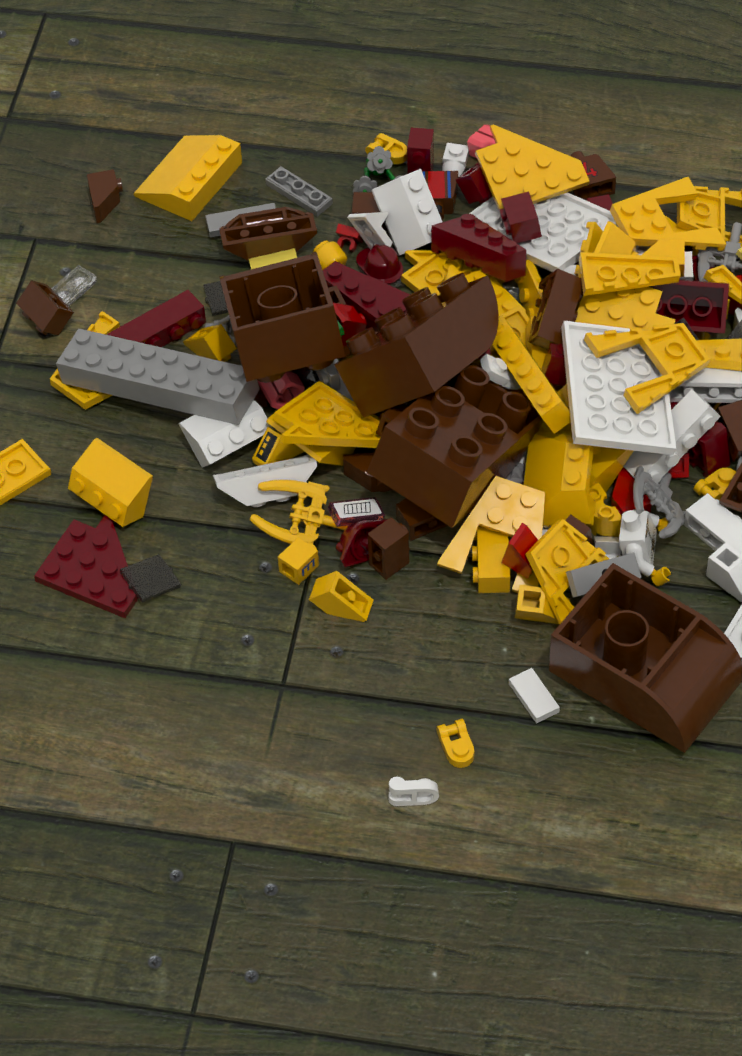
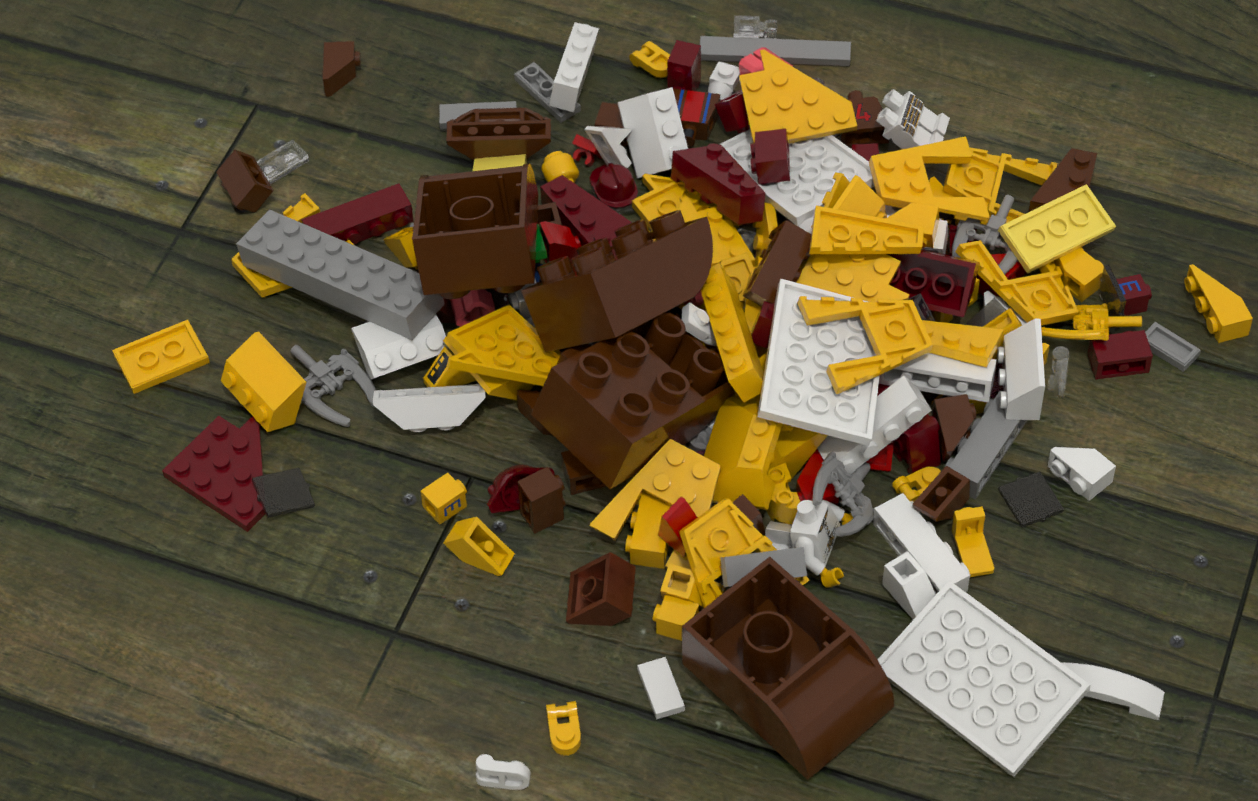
camera: 10 degrees right, 0 degrees up
(161, 471) = (323, 375): none -> light grey bar
(191, 174) = (437, 58): yellow slope -> none
(311, 516) = (469, 451): yellow bar -> none
(320, 165) = (574, 67): none -> white brick
(350, 511) = (515, 452): tile -> none
(377, 164) = (635, 74): light grey plant -> none
(460, 620) = (601, 592): none -> copper slope
(468, 110) = (752, 27): none -> clear plate
(520, 124) = (792, 51): none -> light grey tile
(533, 632) = (672, 615): none -> yellow brick
(632, 171) = (910, 122): none -> white hips

